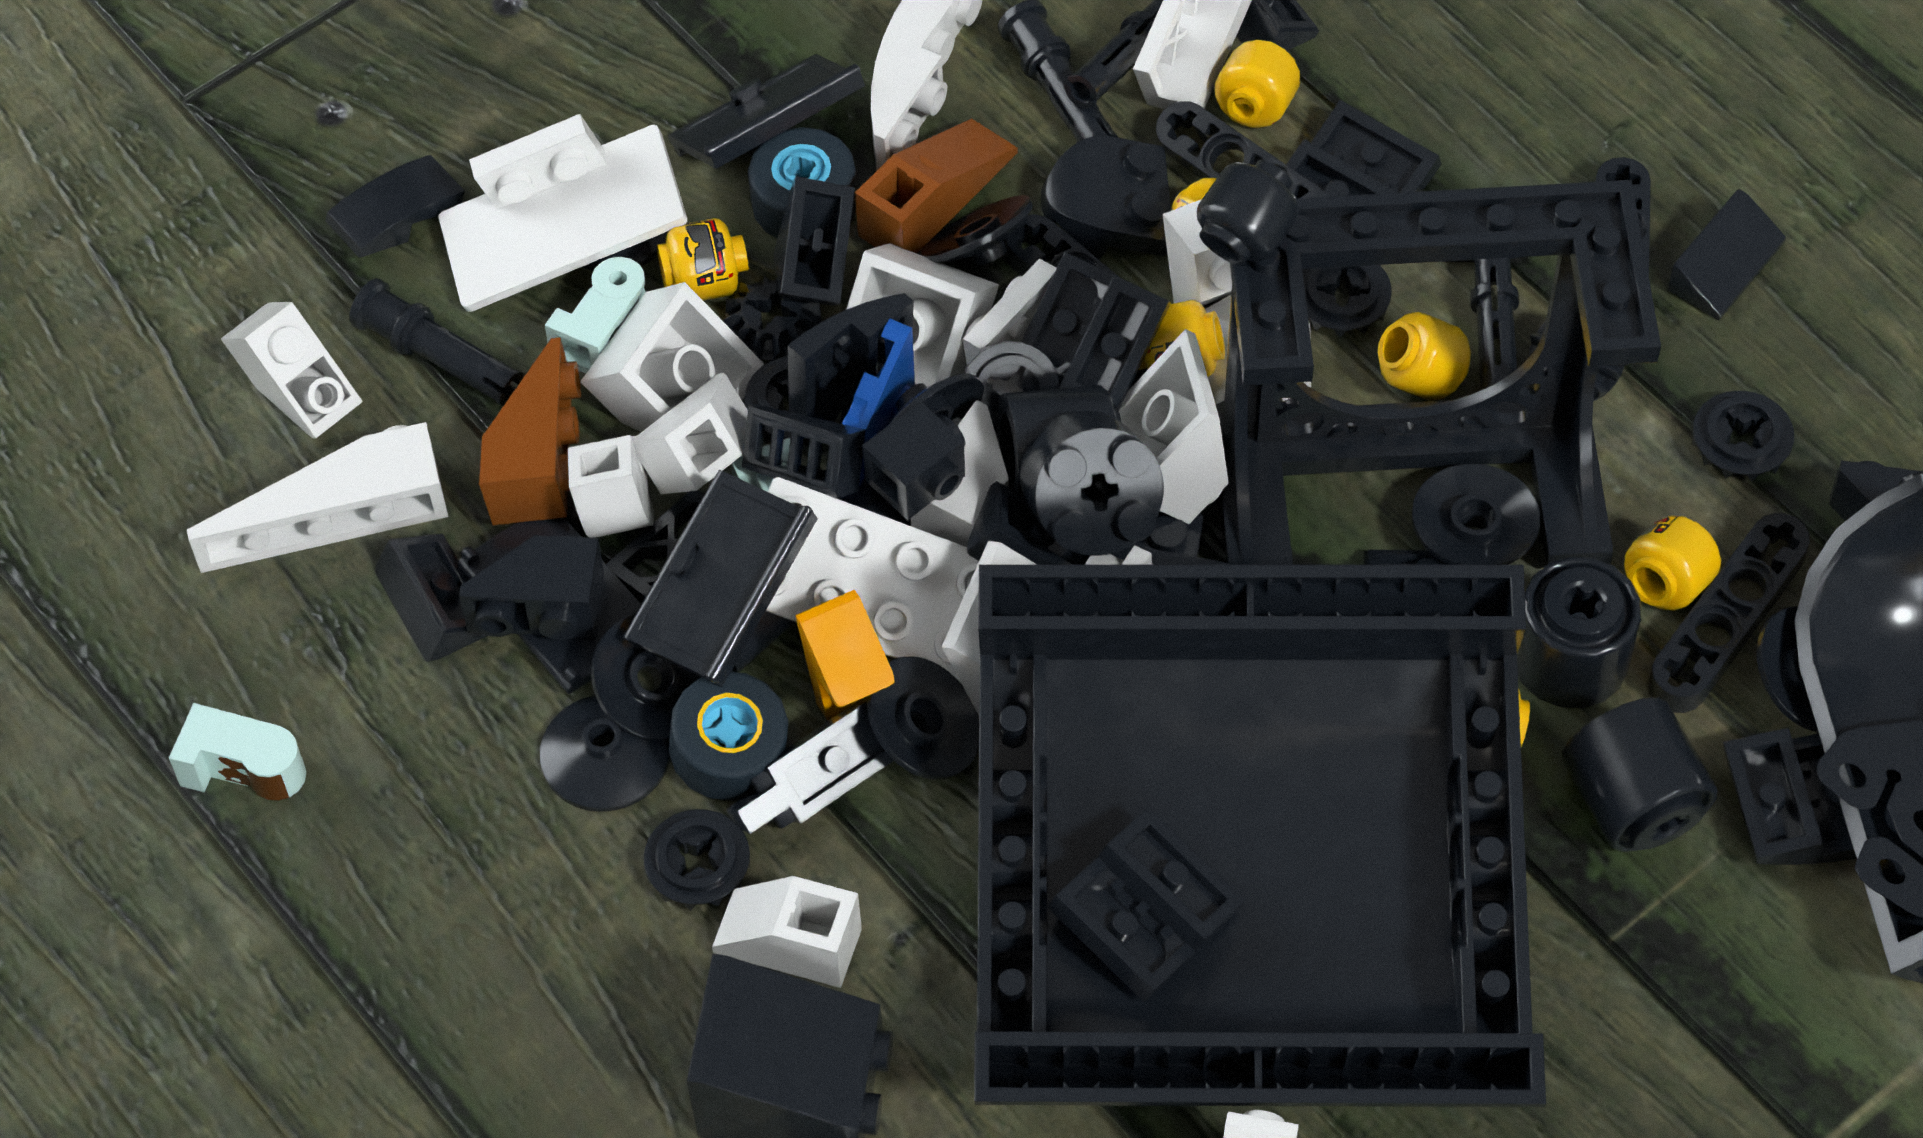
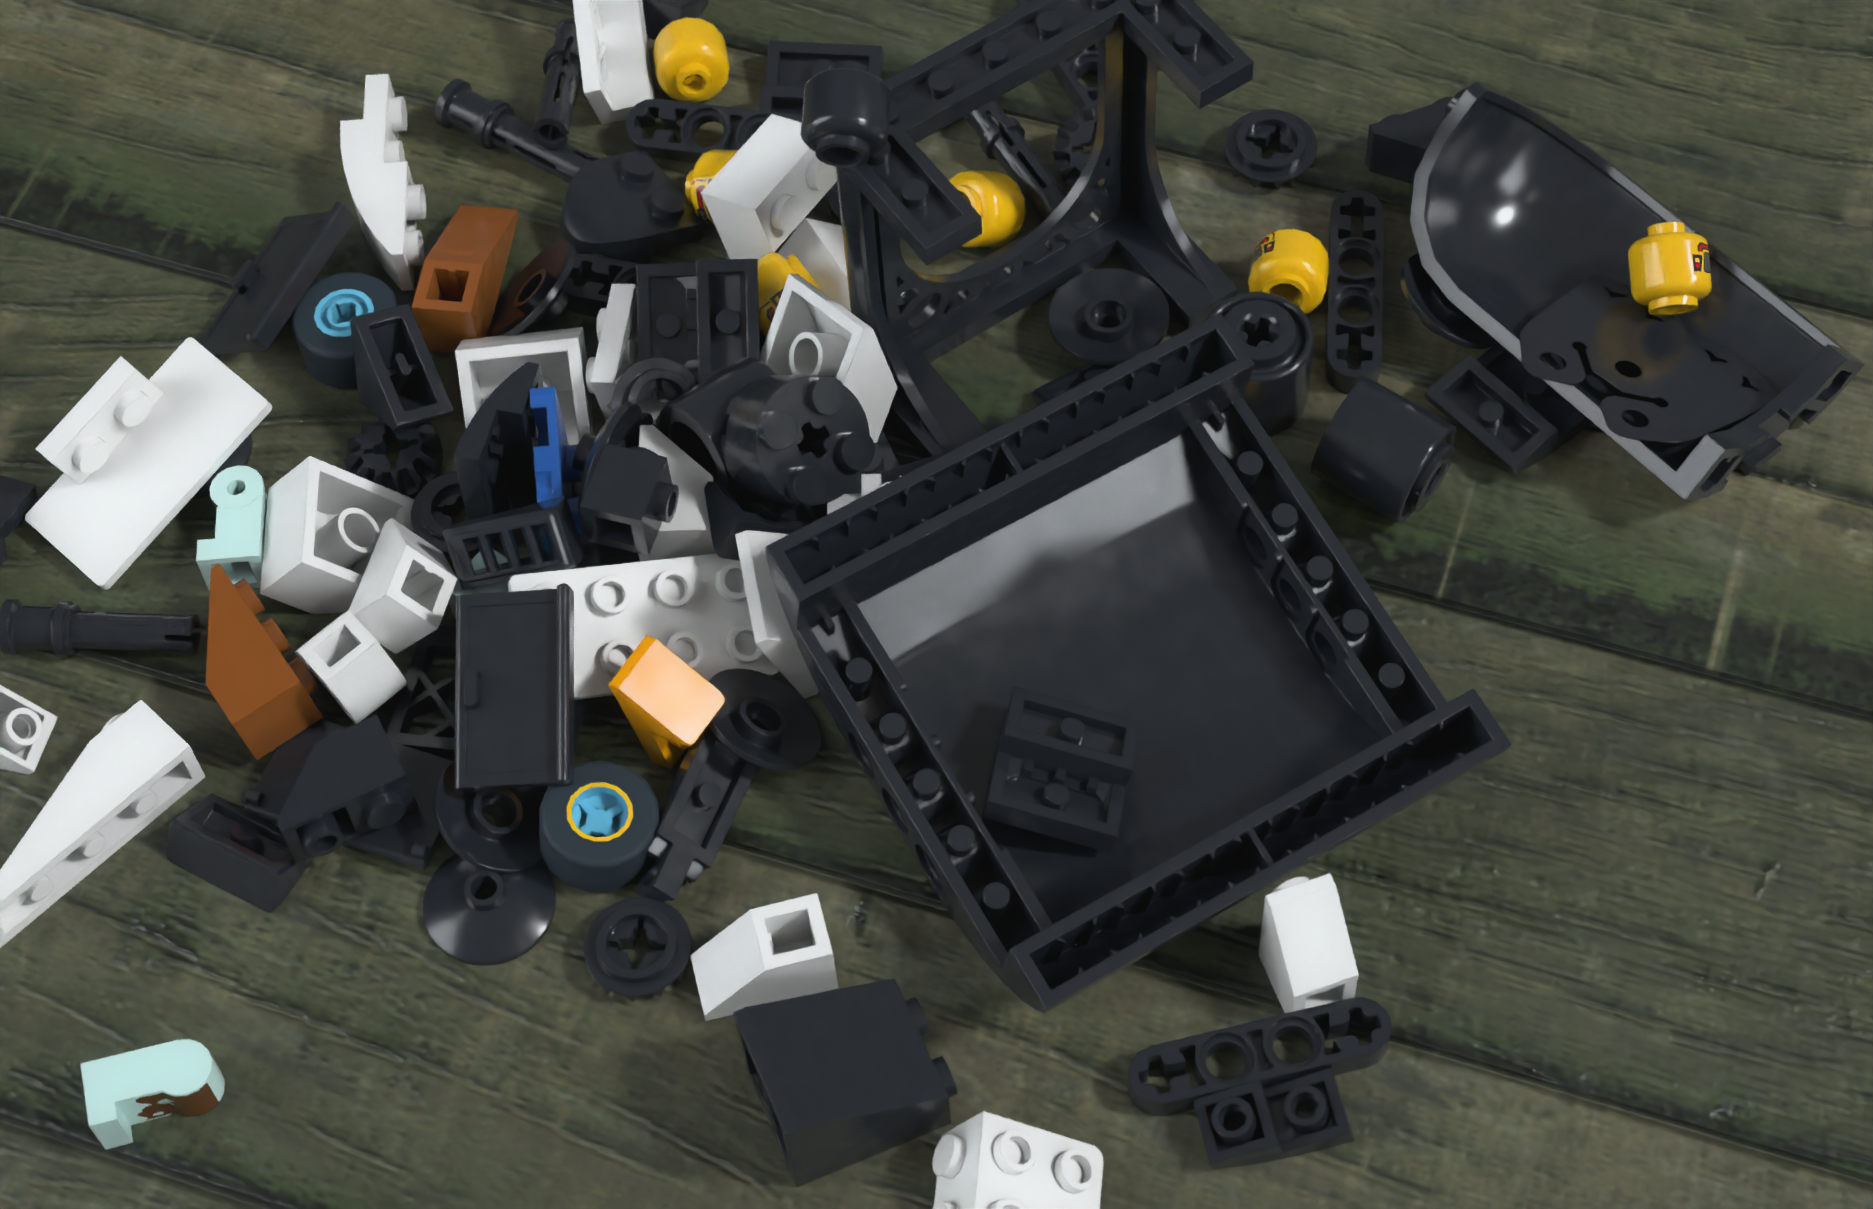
camera: 30 degrees left, 0 degrees up
(703, 258) = (301, 429): yellow head -> none

